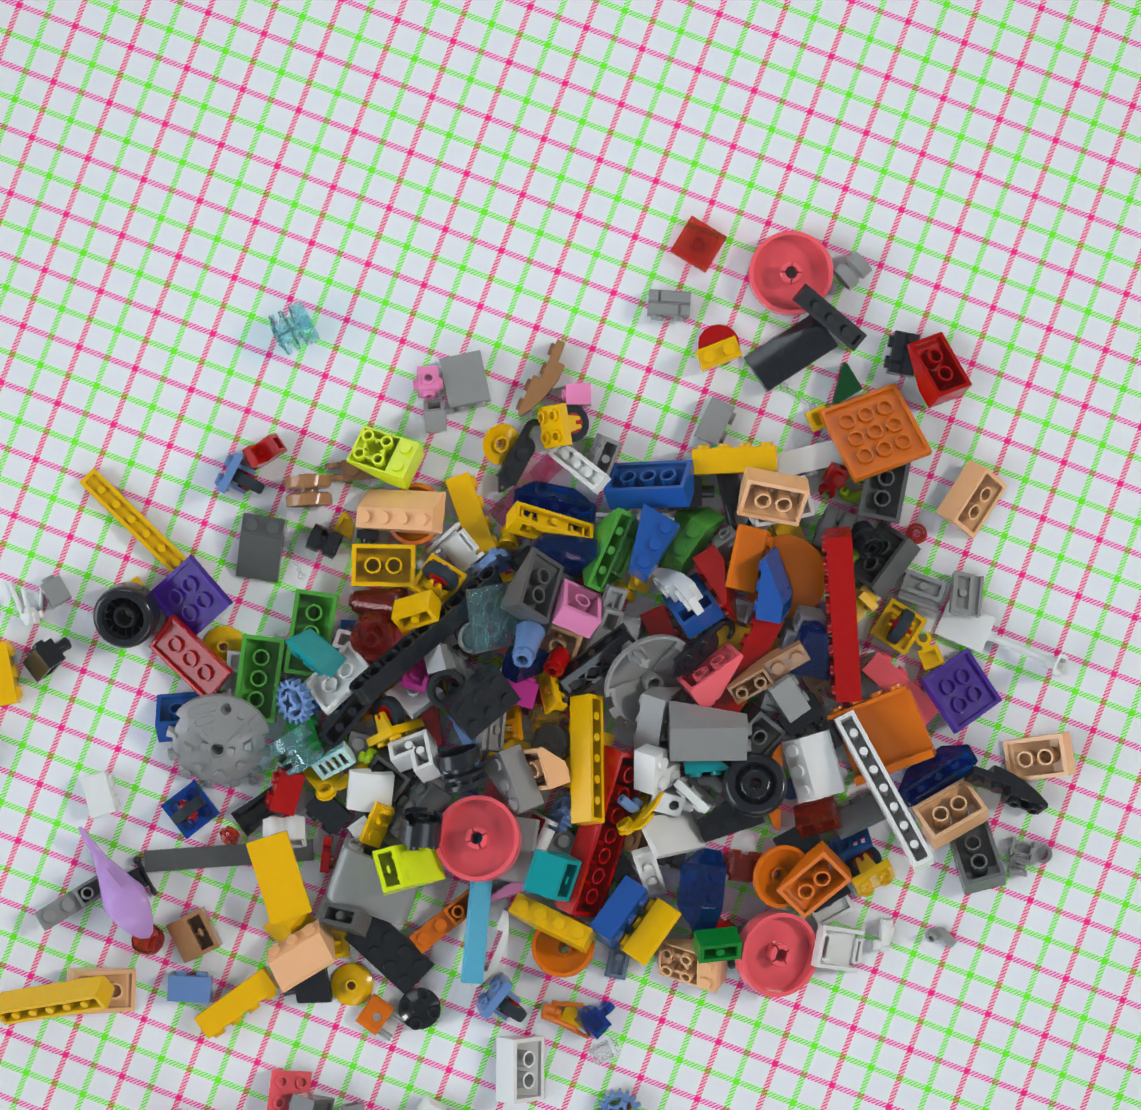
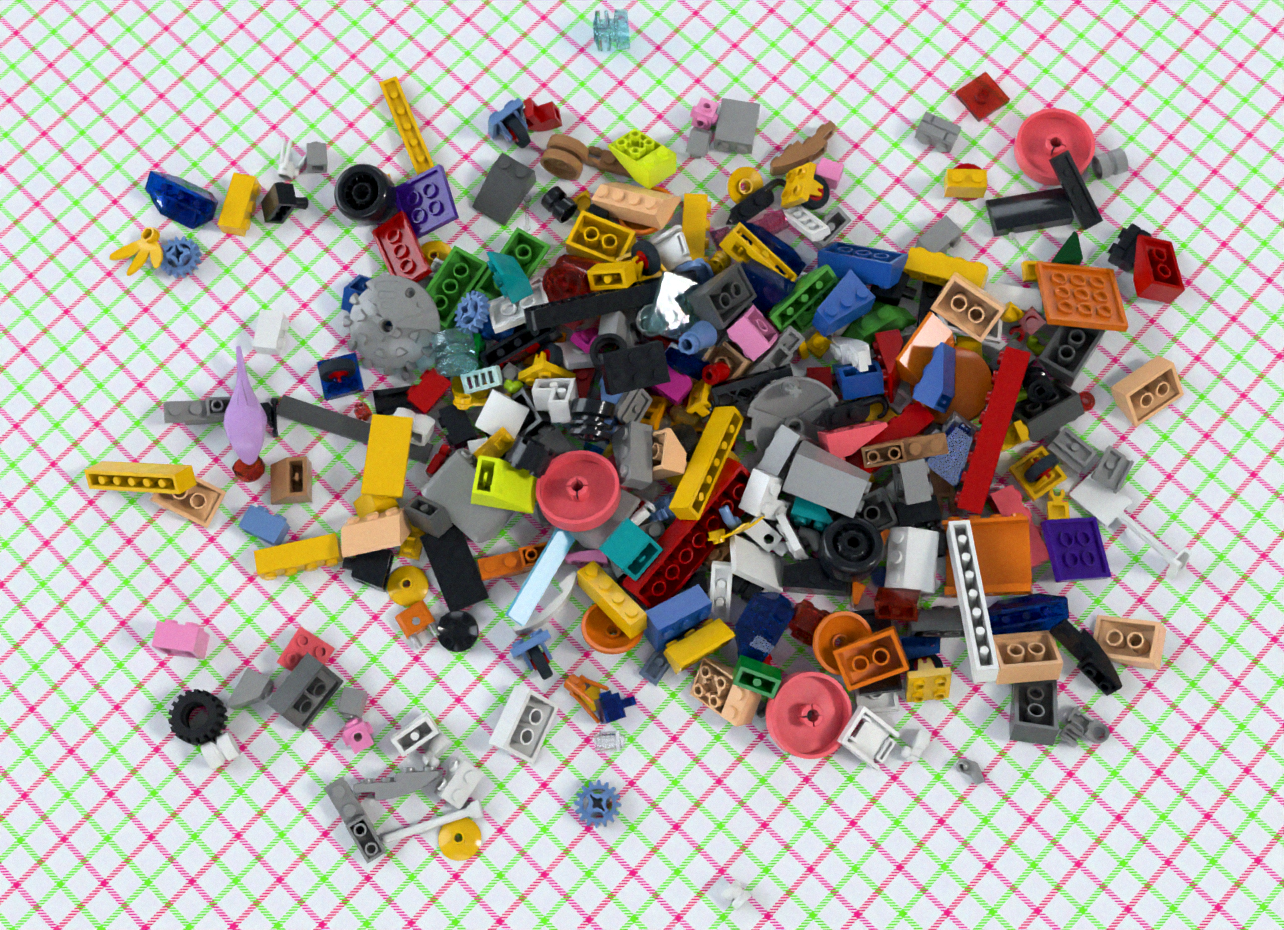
camera: 30 degrees right, 15 degrees down
(815, 477) = (1011, 313): none -> yellow tile

